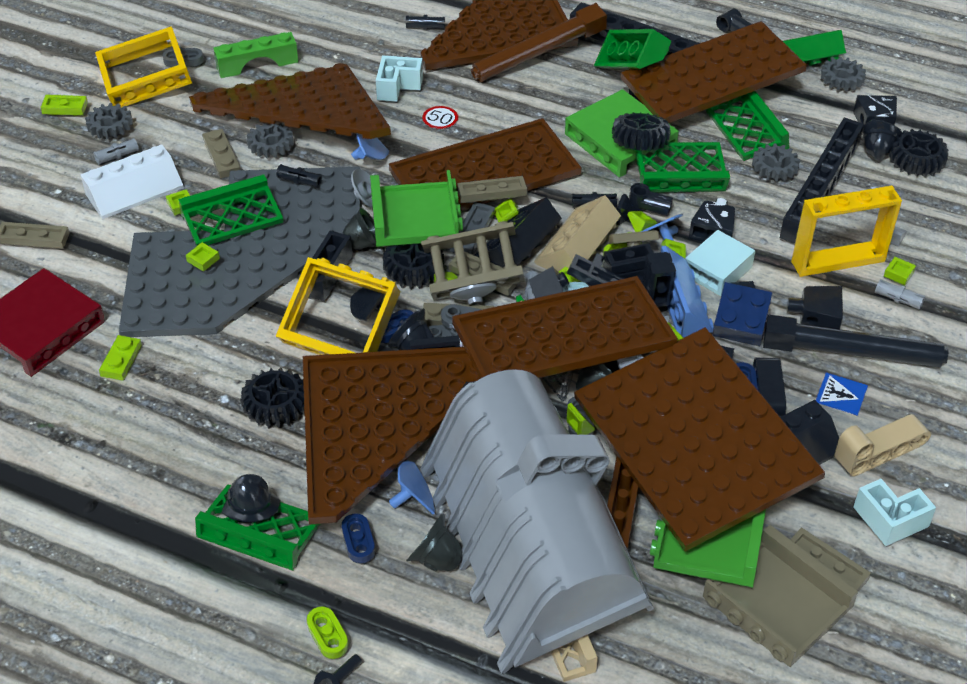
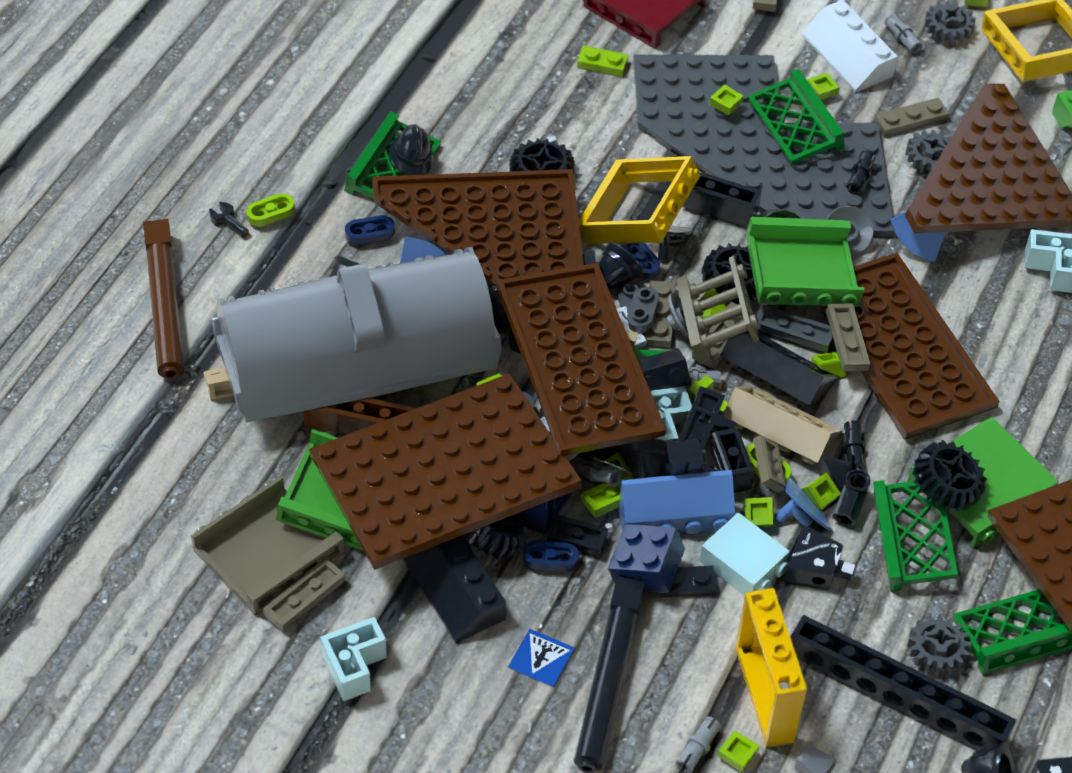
camera: 90 degrees right, 5 degrees up
(440, 117) = (1003, 310): sticker -> none
(771, 382) = (543, 578): black beam -> none
(819, 306) = (667, 649): black torso -> none
(863, 452) = (450, 667): tan beam -> none

